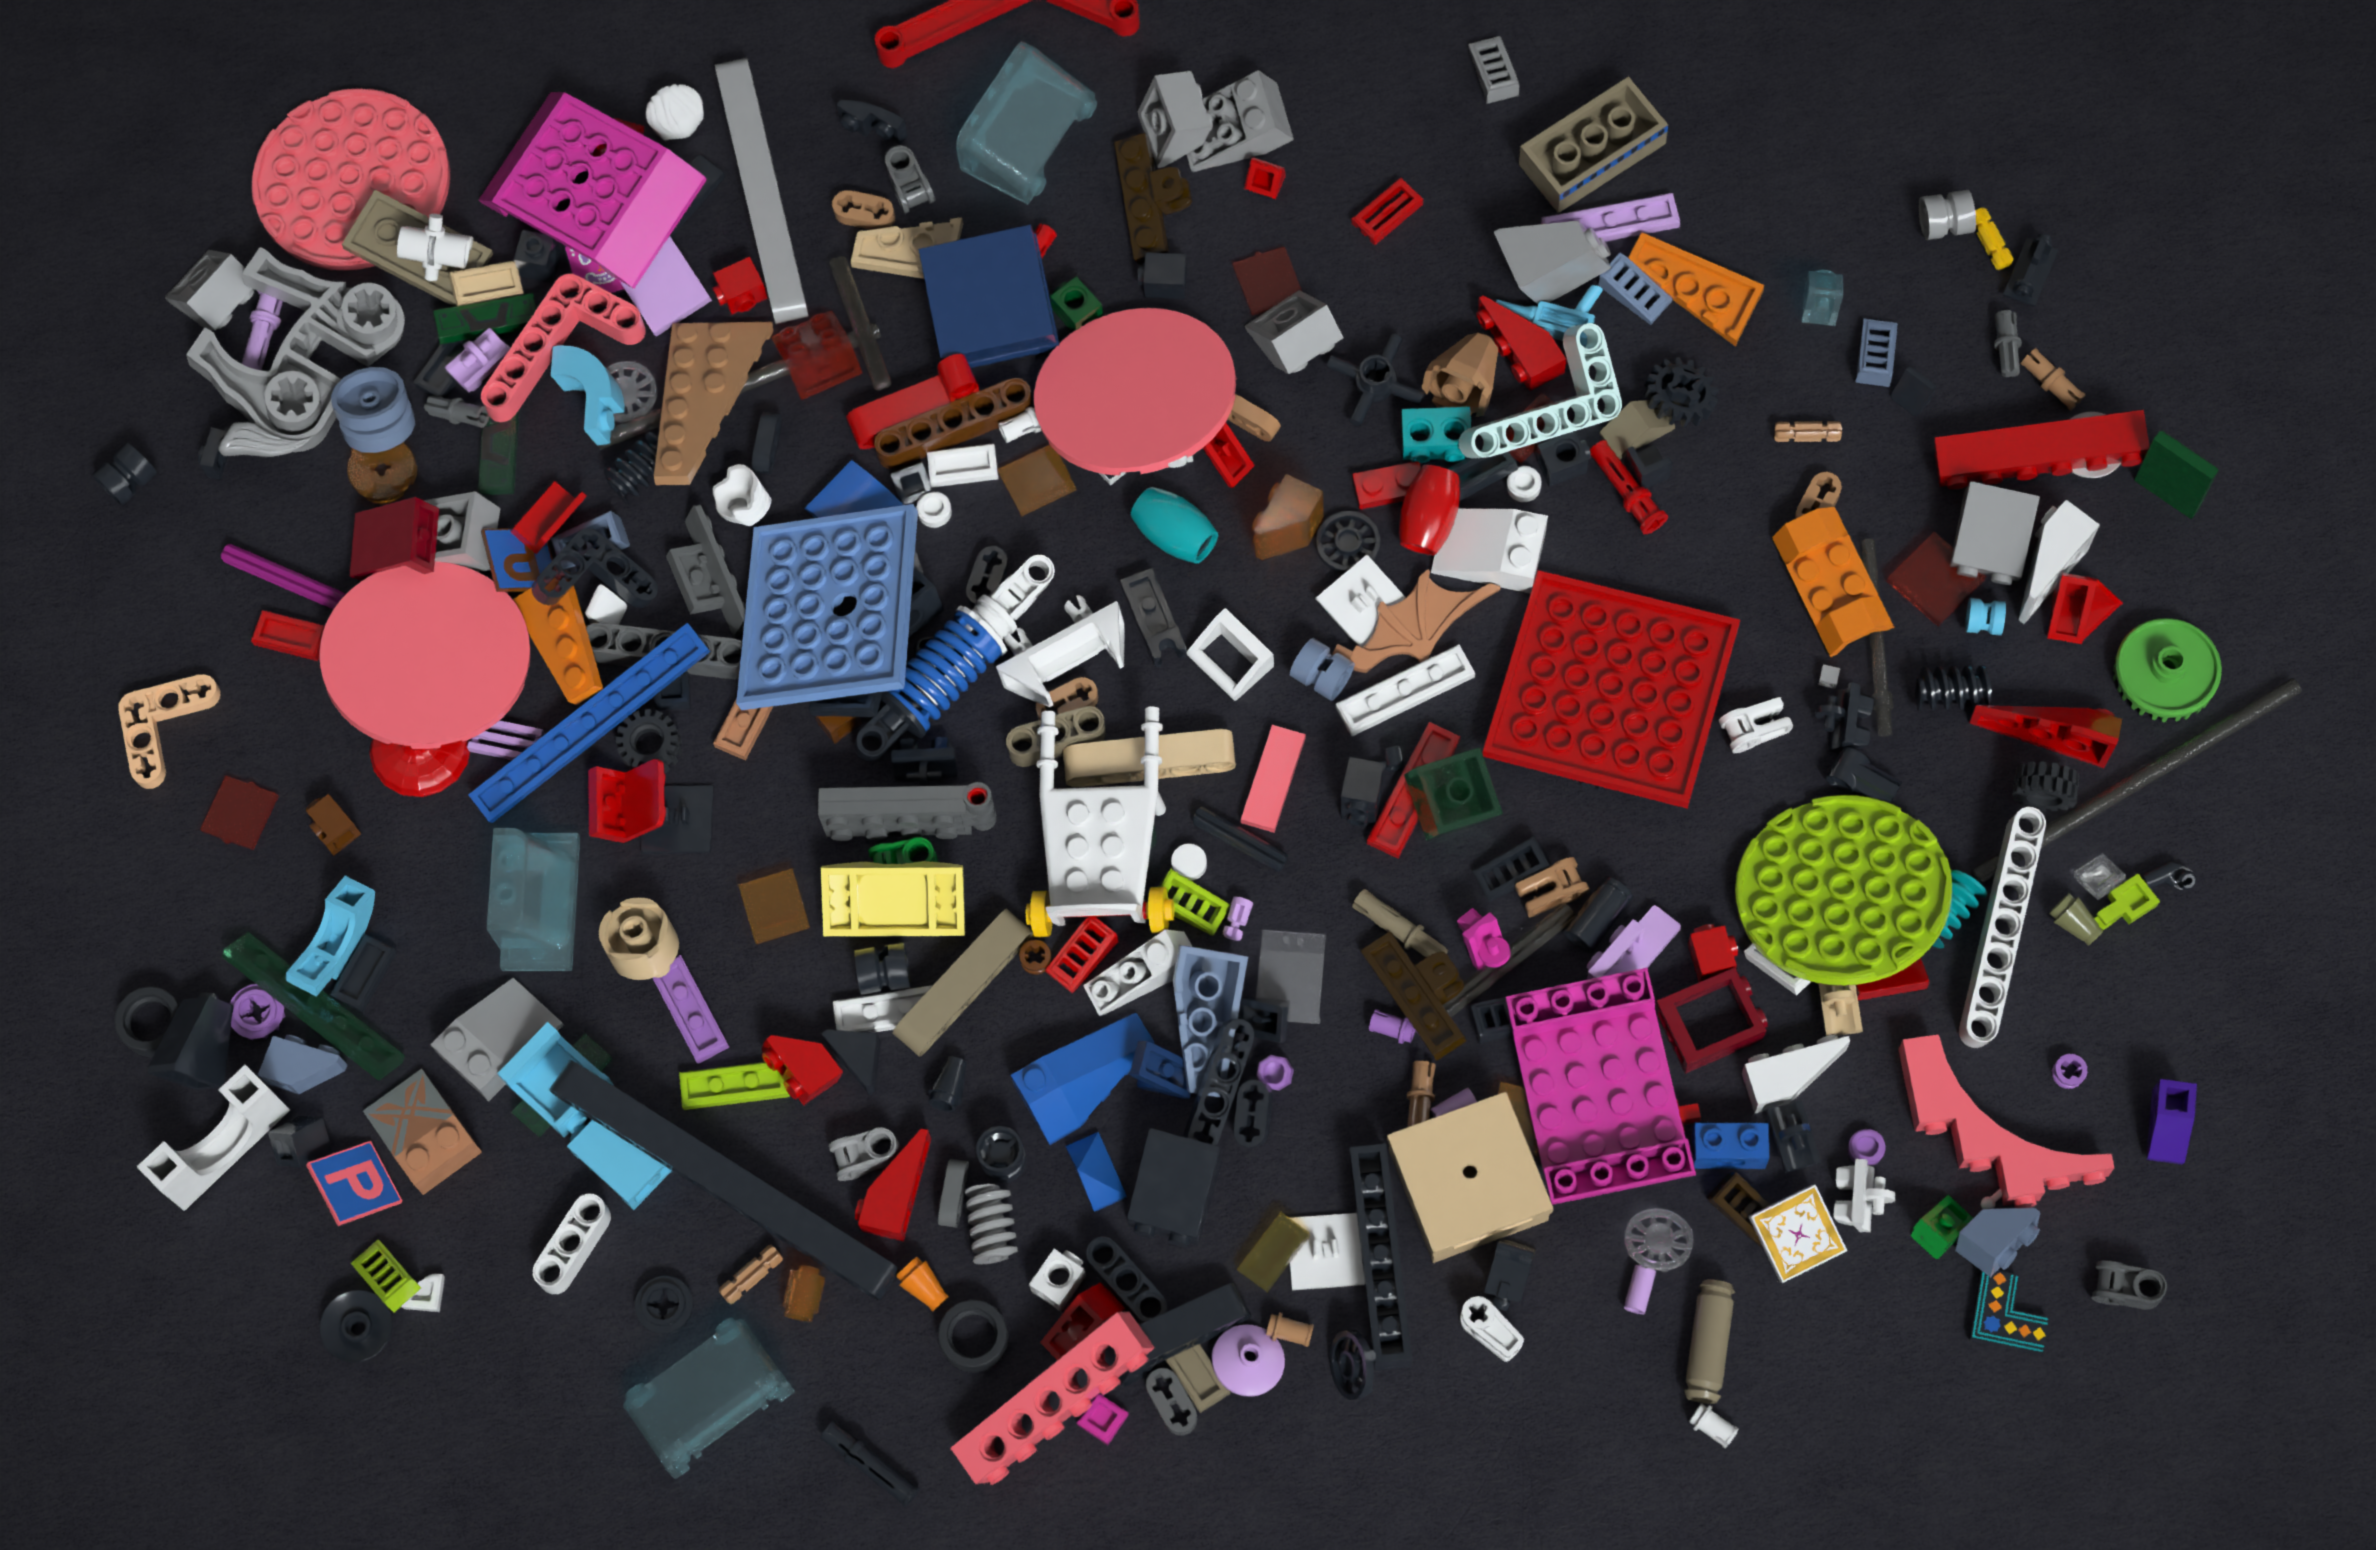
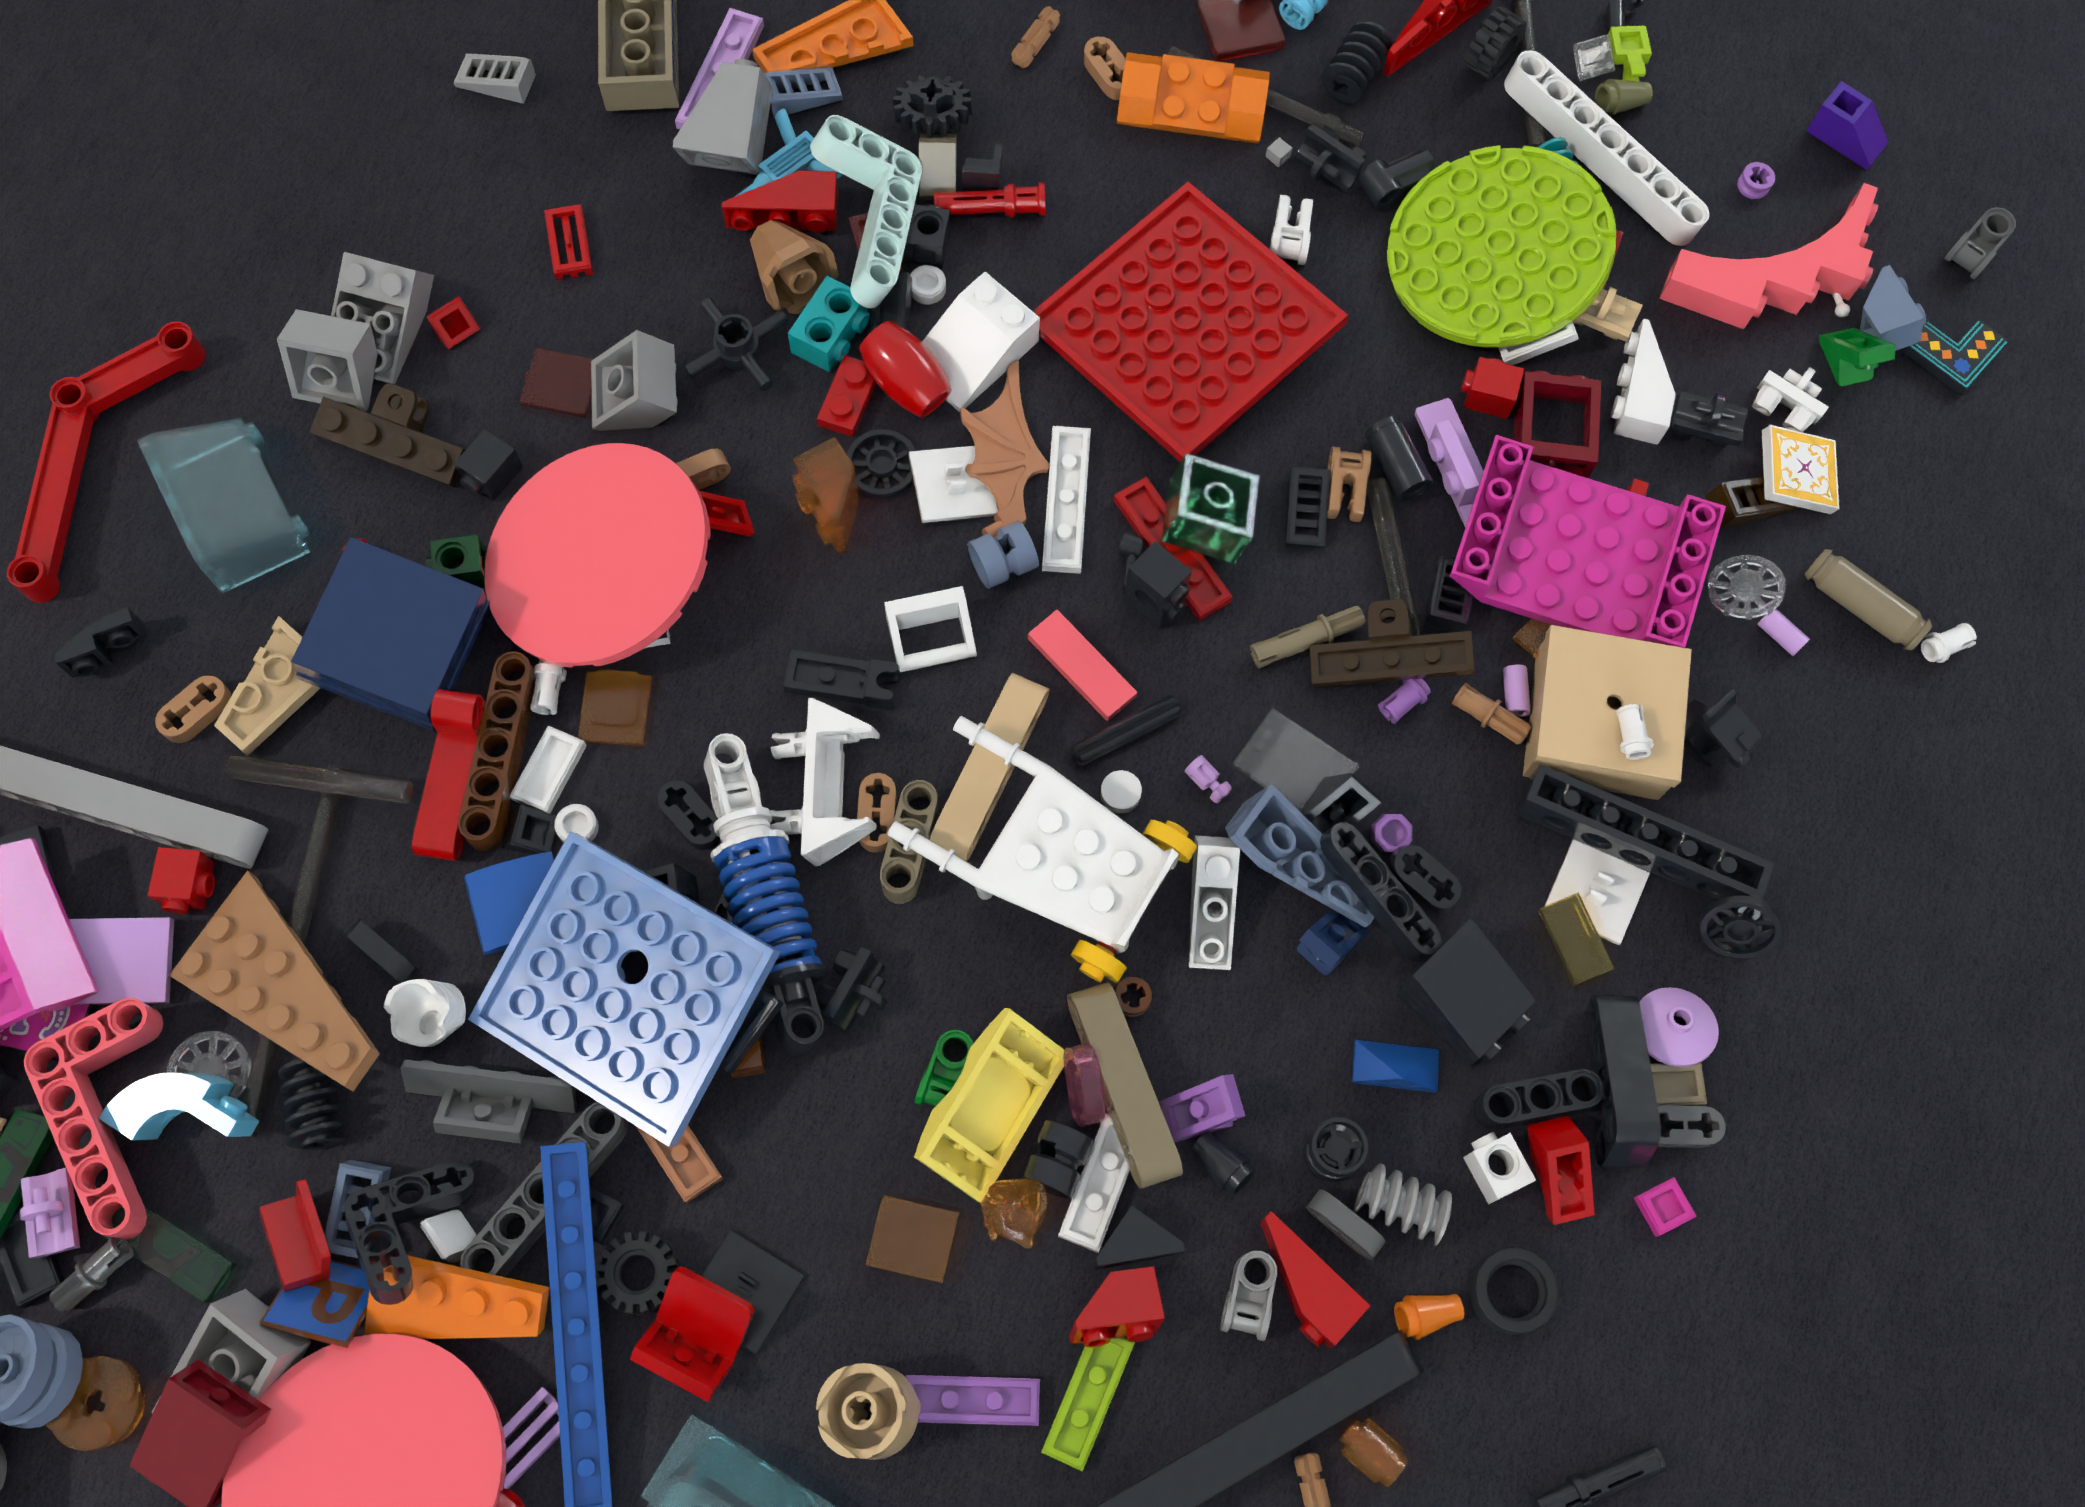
camera: 70 degrees left, 0 degrees up
(817, 354) = (319, 843): clear red bracket -> none
(830, 960) = (1014, 1209): none -> clear orange hat
(905, 811) = (900, 1038): dark grey hinge -> none
(909, 183) = (201, 647): dark grey piece -> none
(946, 956) = (1084, 1084): none -> clear pink beam
(977, 1448) = (1670, 1352): coral brick -> none
(979, 1049) = (1203, 1108): none -> medium lavender slope
(1072, 946) = (1165, 927): red slope -> none
(1078, 1077) = (1289, 1029): blue wedge -> none
(1174, 525) = (761, 602): teal piece -> none
(1196, 892) = (1139, 815): lime slope -> none
(1289, 1330) = (1667, 967): medium nougat pin -> none
(1446, 1193) = (1635, 743): none -> white pin
(1483, 939) = (1369, 566): dark pink hips -> none
(1494, 1332) = (1760, 781): white piece -> none
(1730, 1145) = (1692, 468): blue brick -> none
(1866, 1145) = (1742, 373): medium lavender tile -> none

